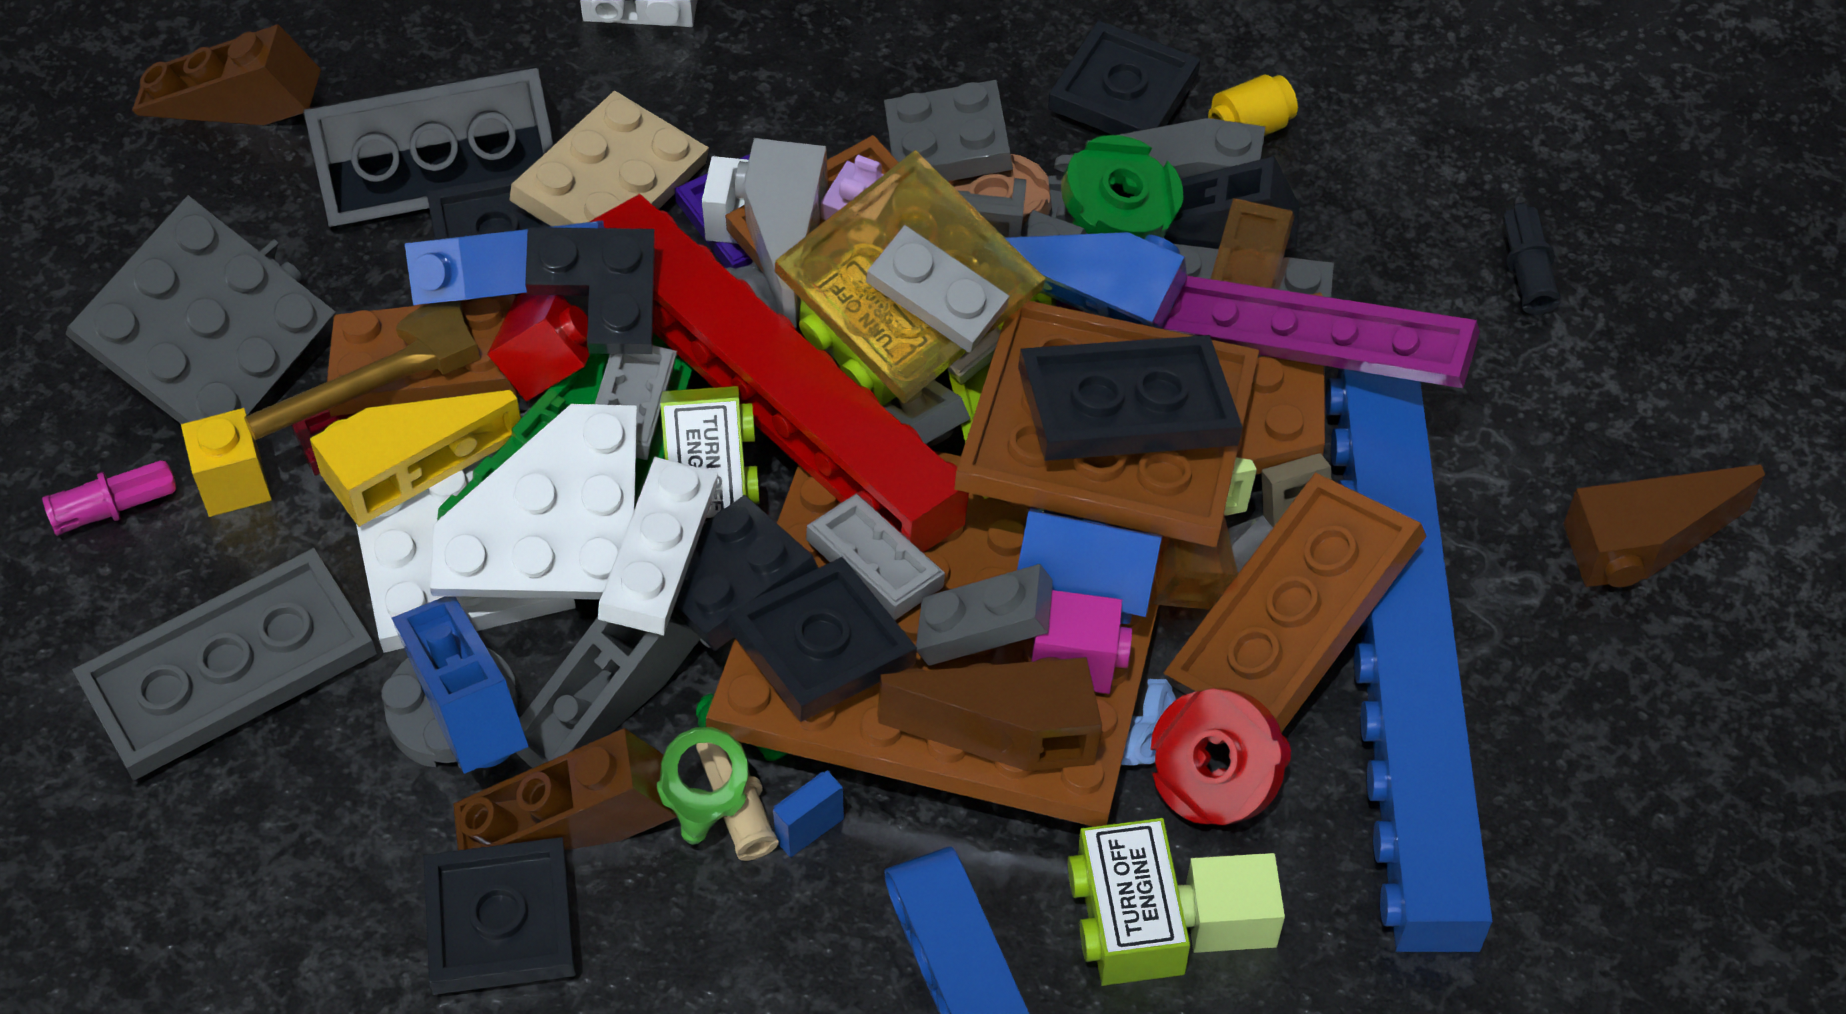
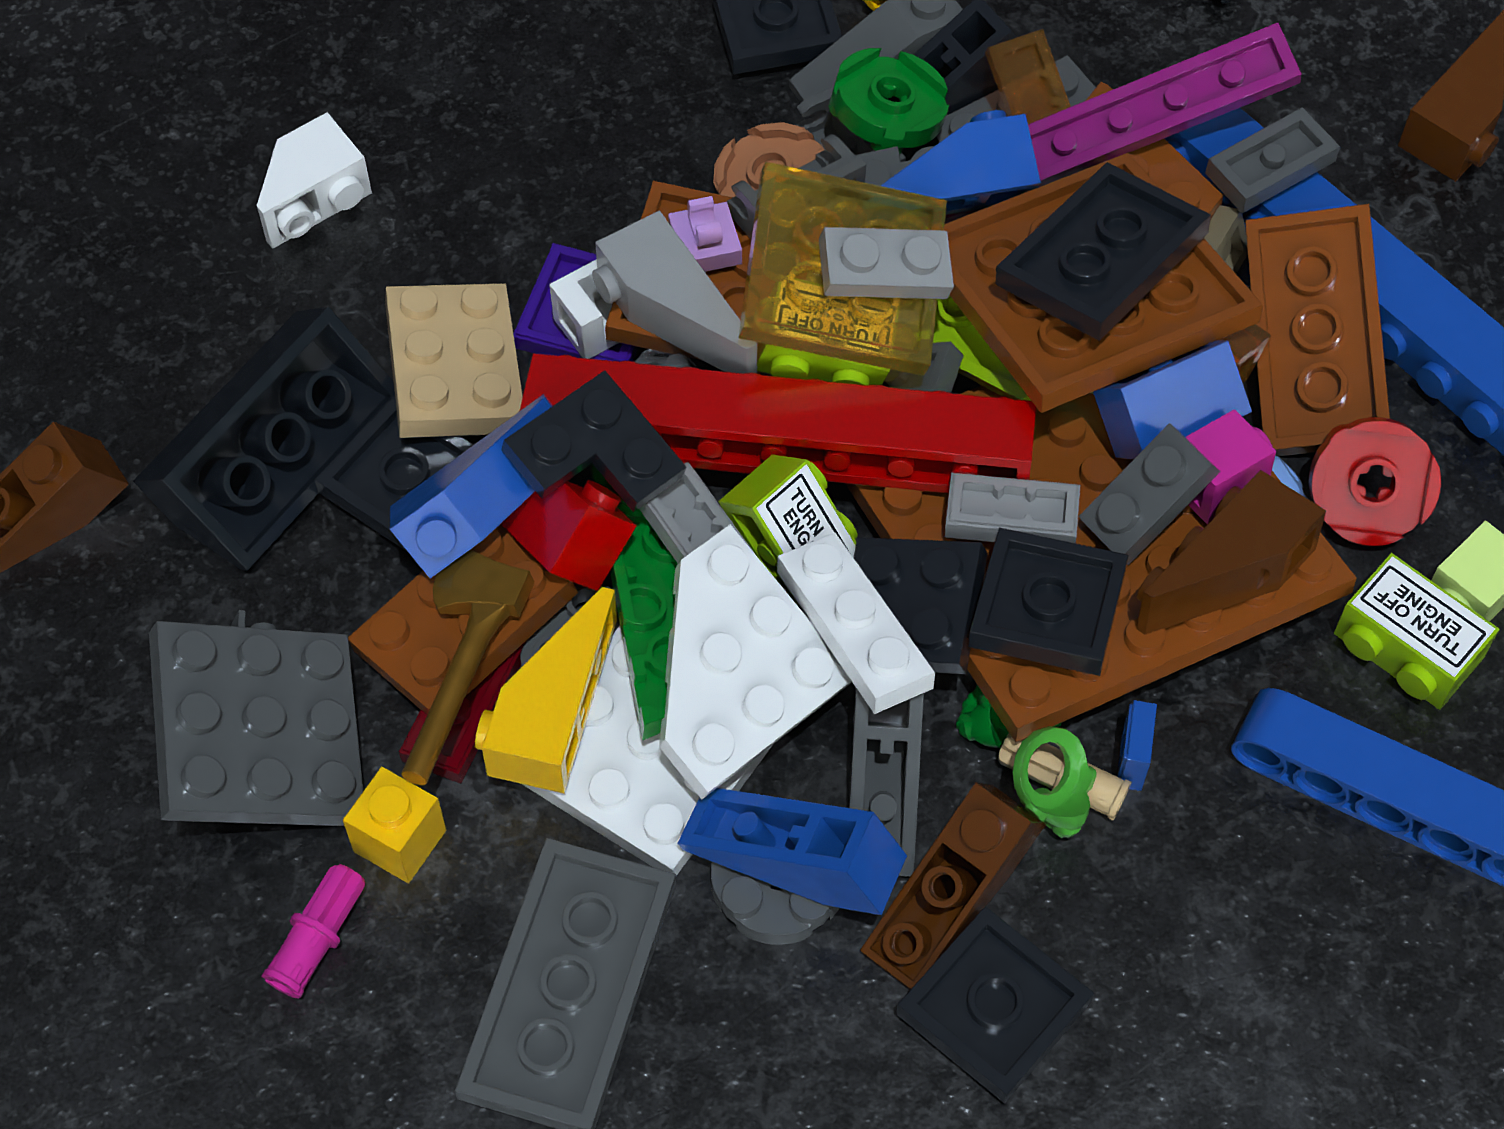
camera: 40 degrees left, 5 degrees up
(952, 129) = (687, 140): dark grey plate -> none
(1391, 441) = (1272, 160): none -> dark grey plate

